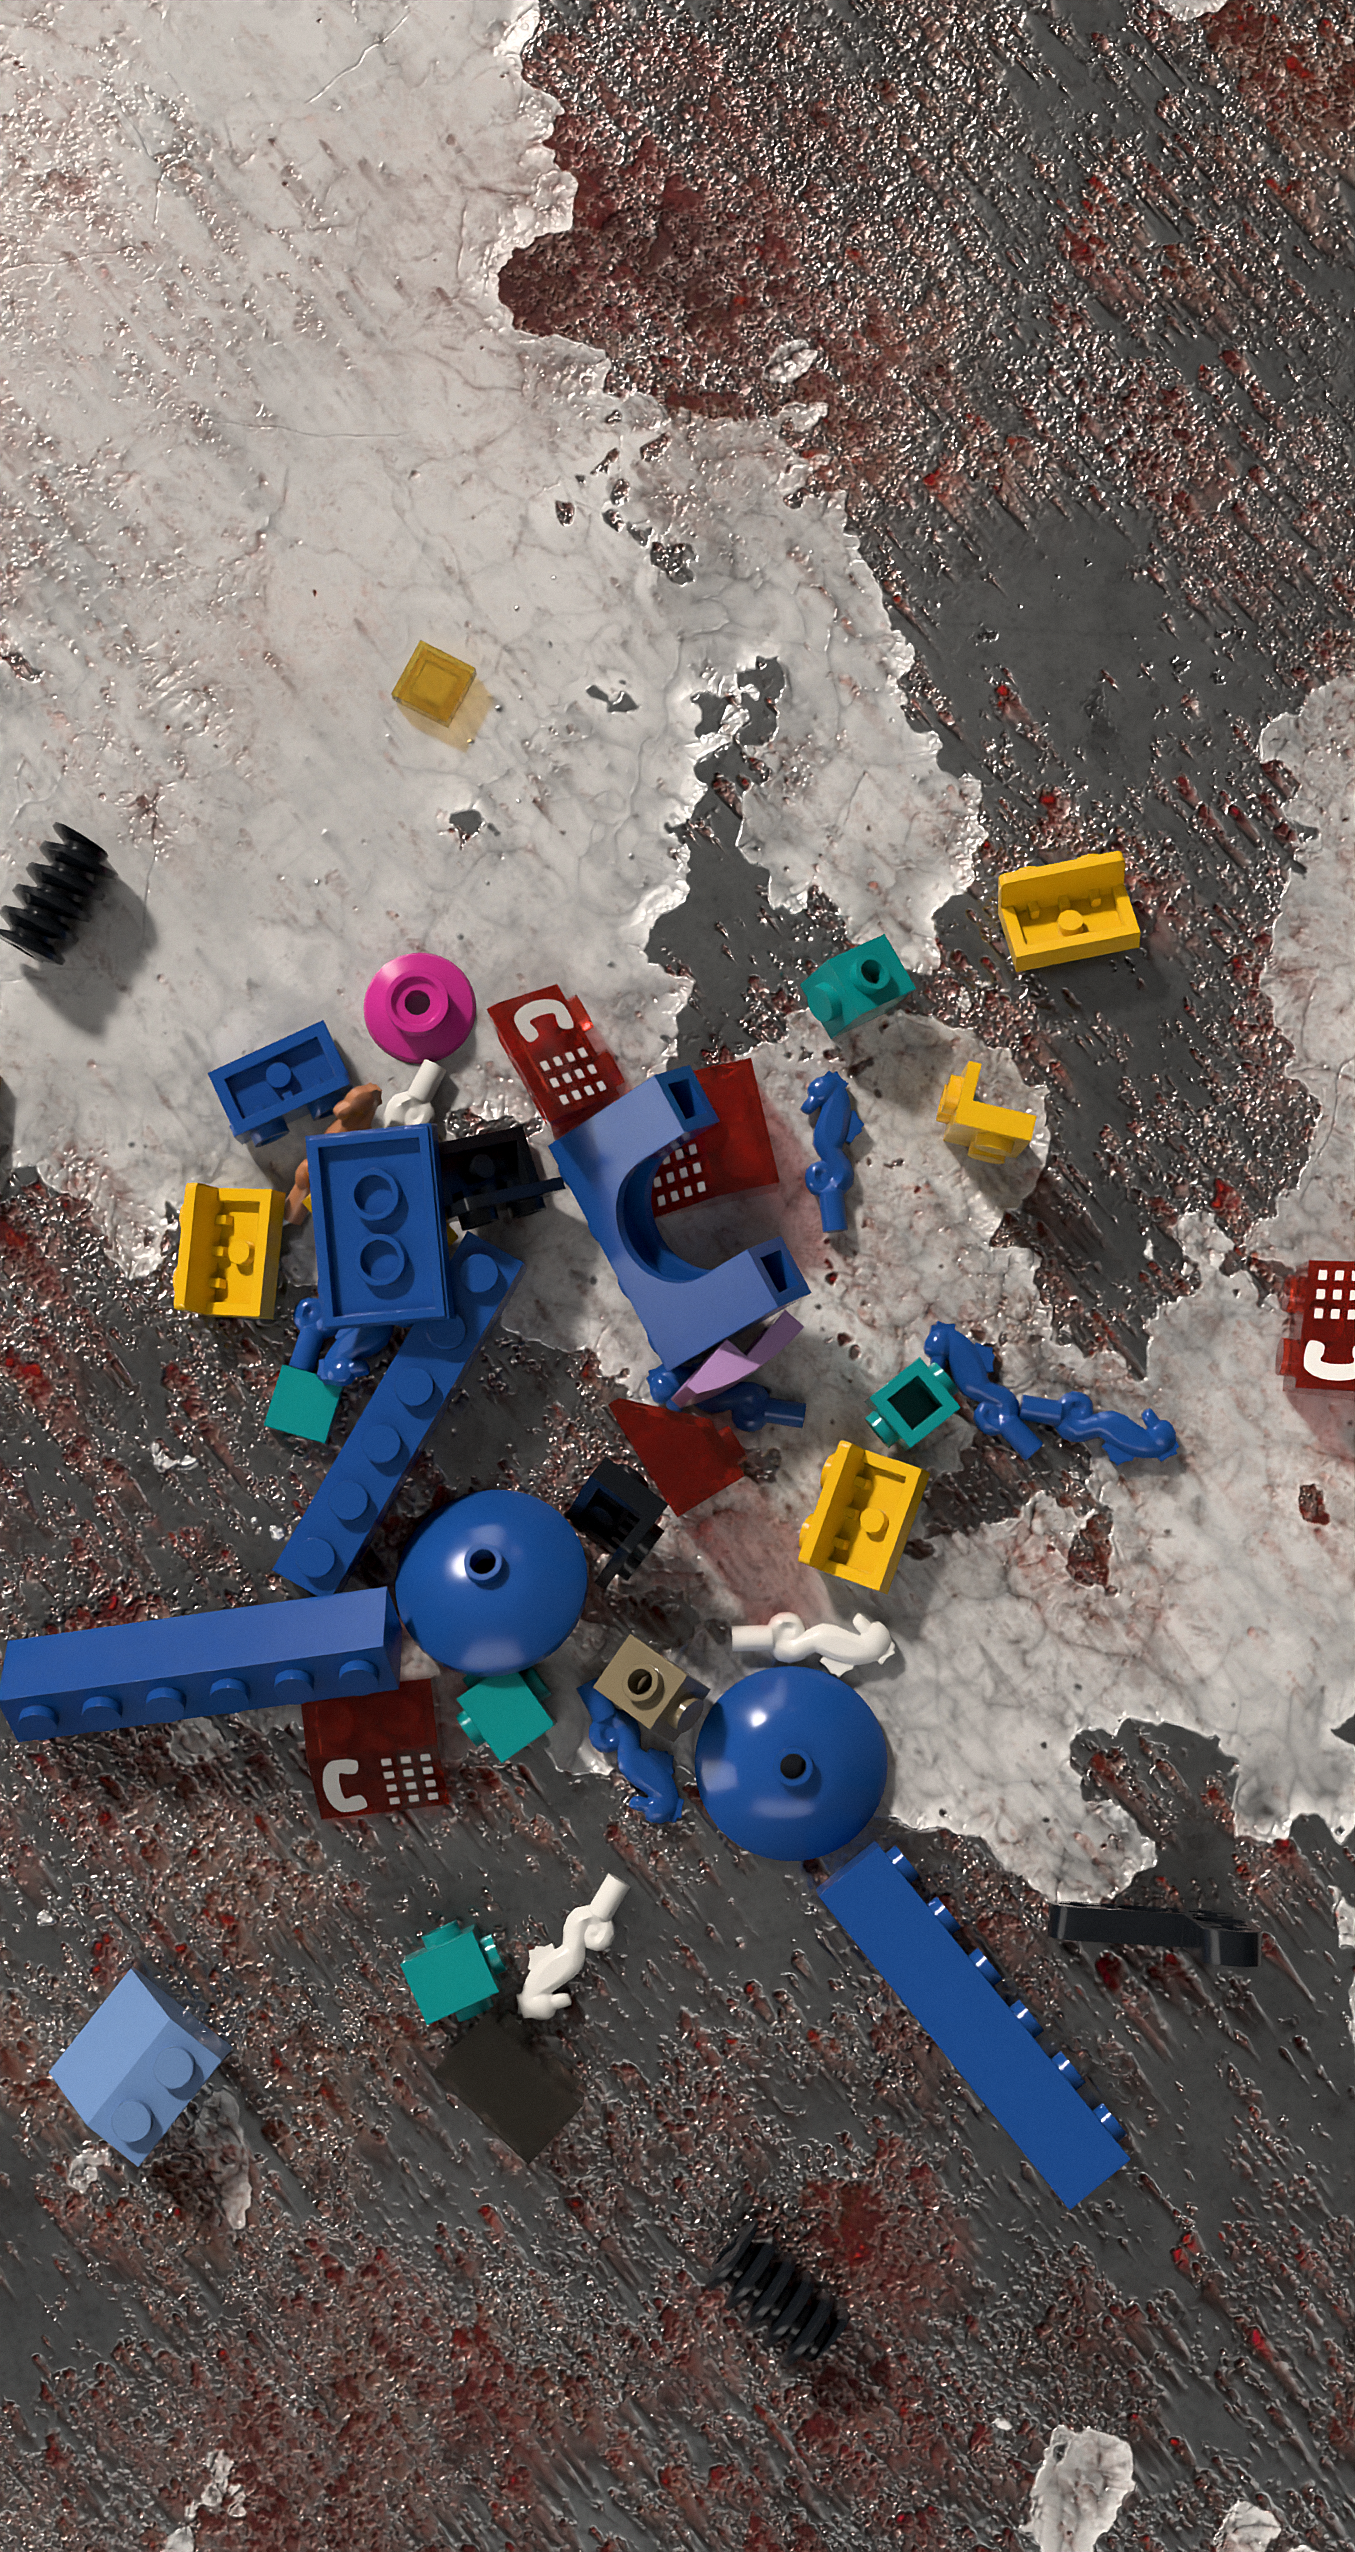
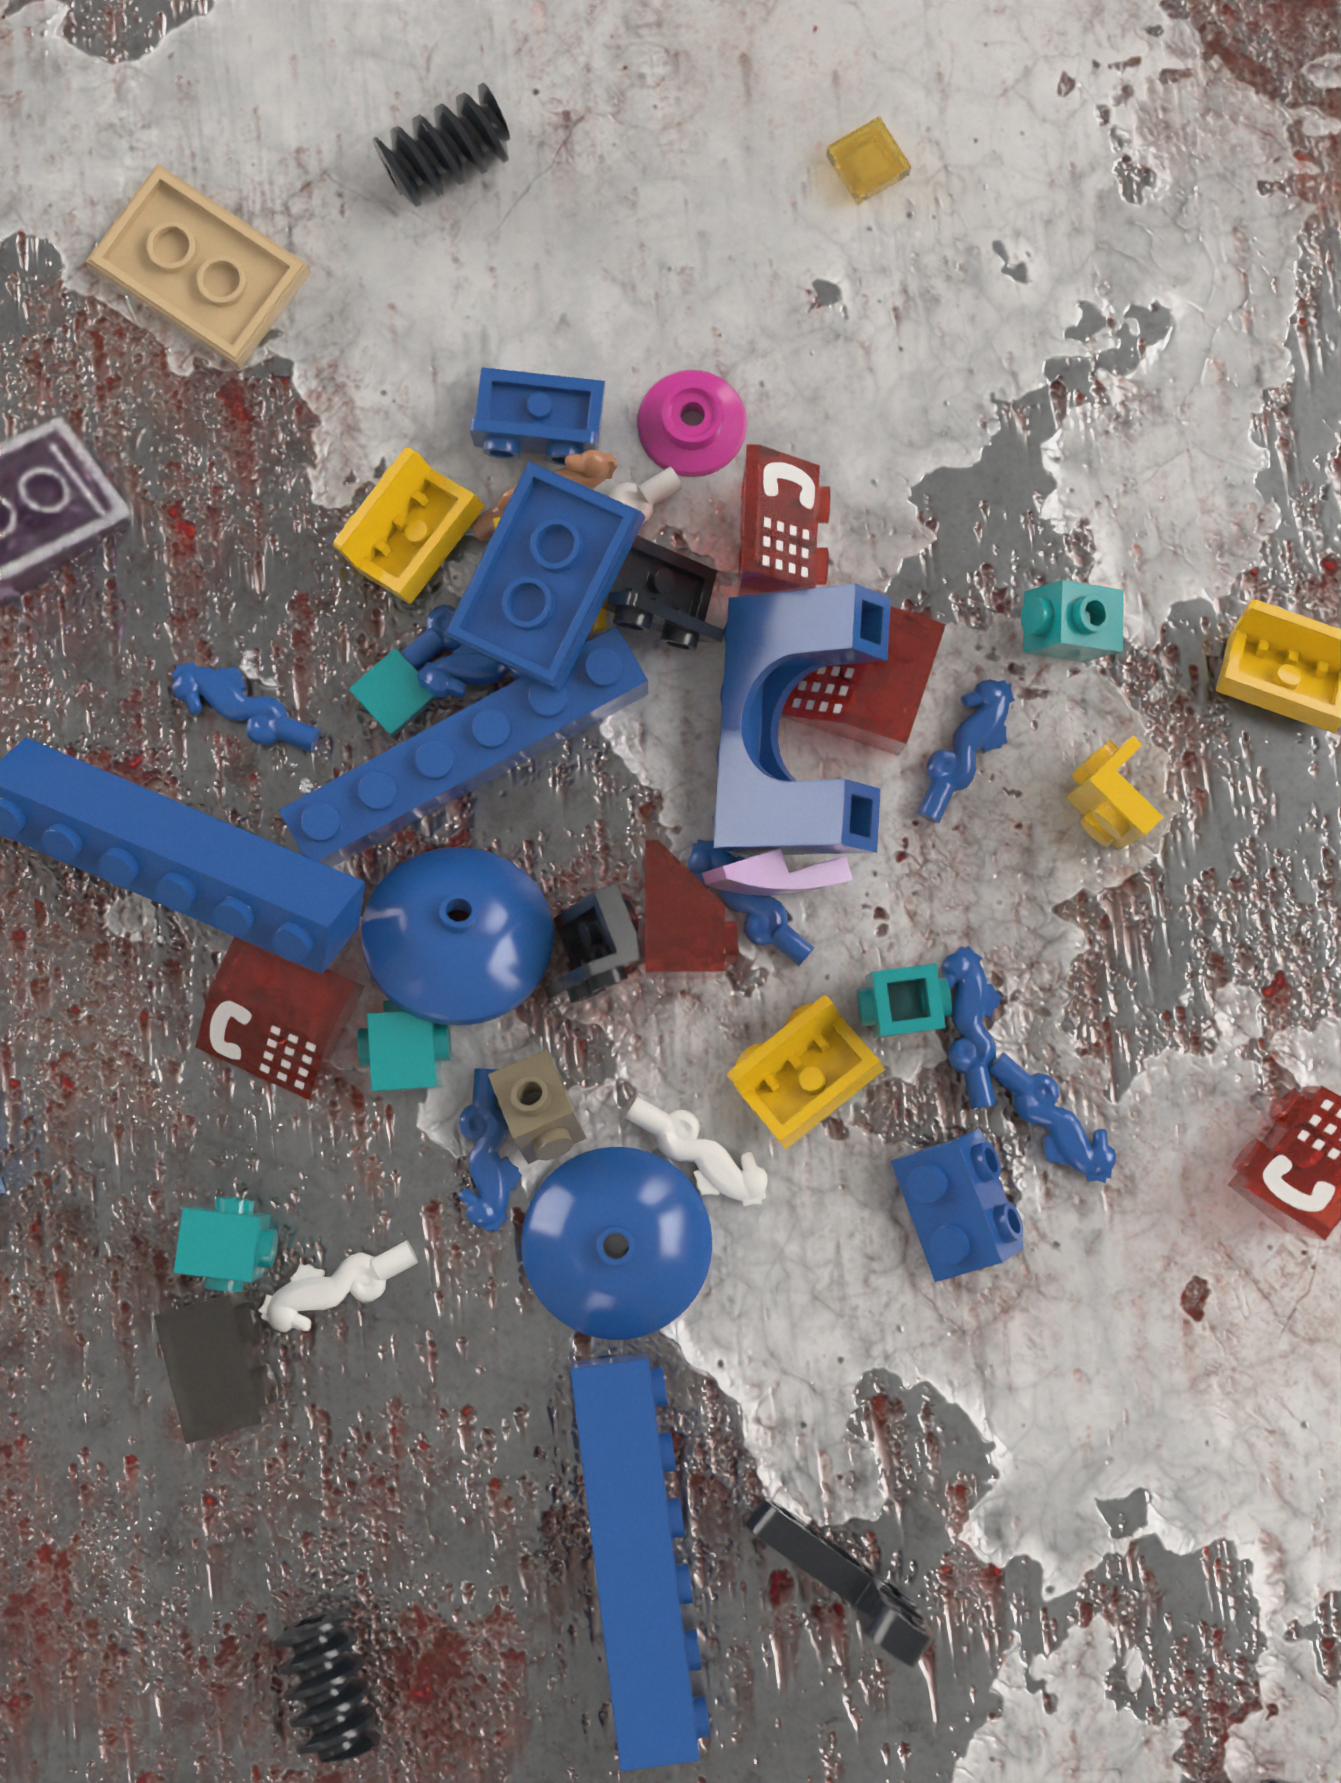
camera: 30 degrees right, 0 degrees up
(154, 1494) = (224, 692): none -> blue animal
(1064, 1550) = (959, 1205): none -> blue bracket

